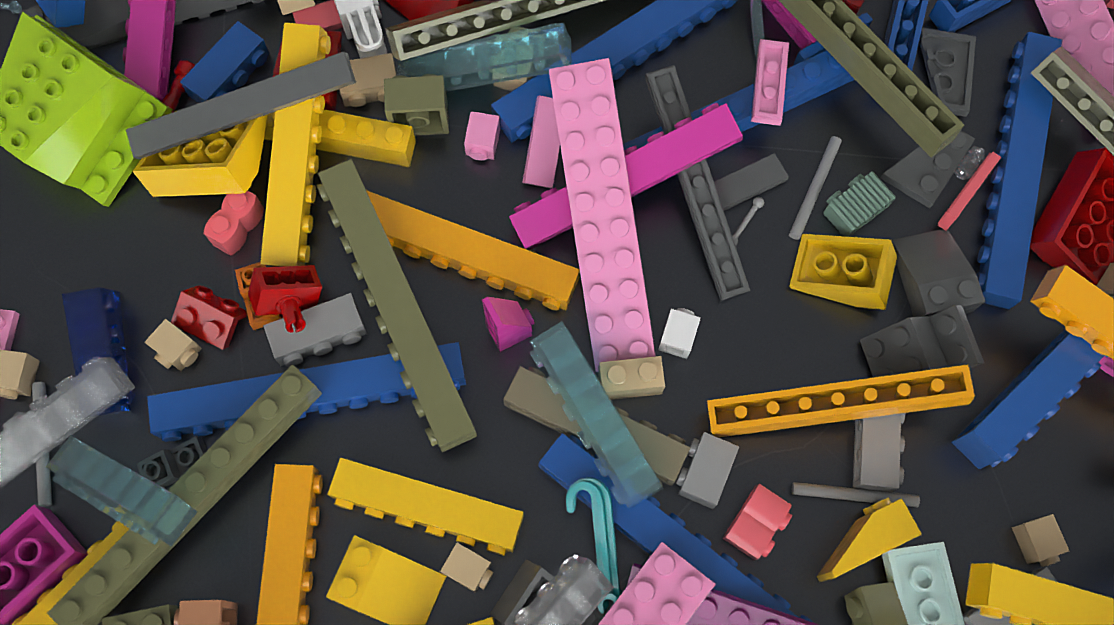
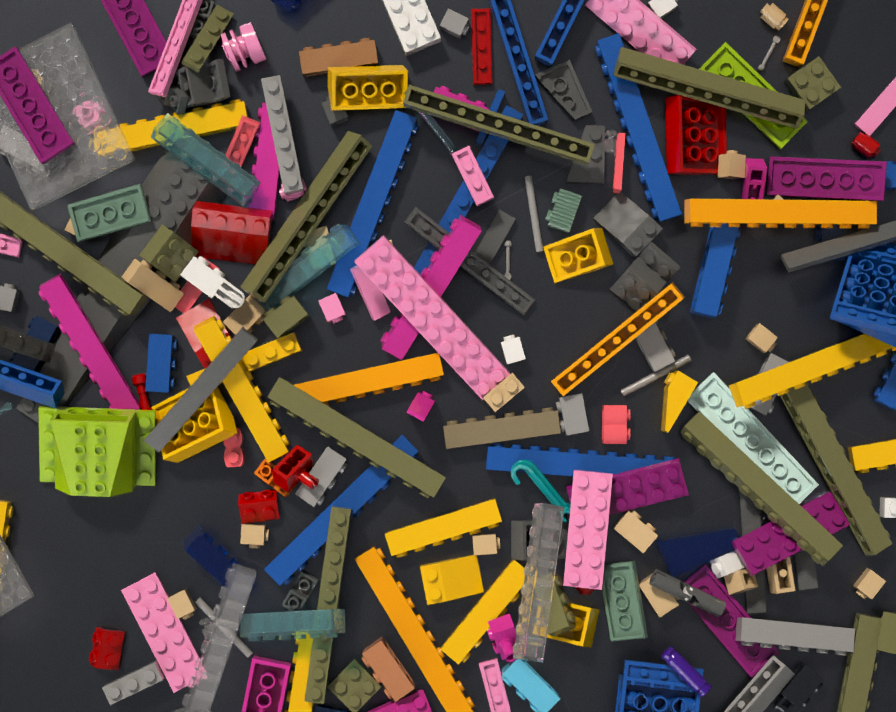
camera: 30 degrees left, 15 degrees up
(596, 415) = (500, 428): clear light blue brick -> none

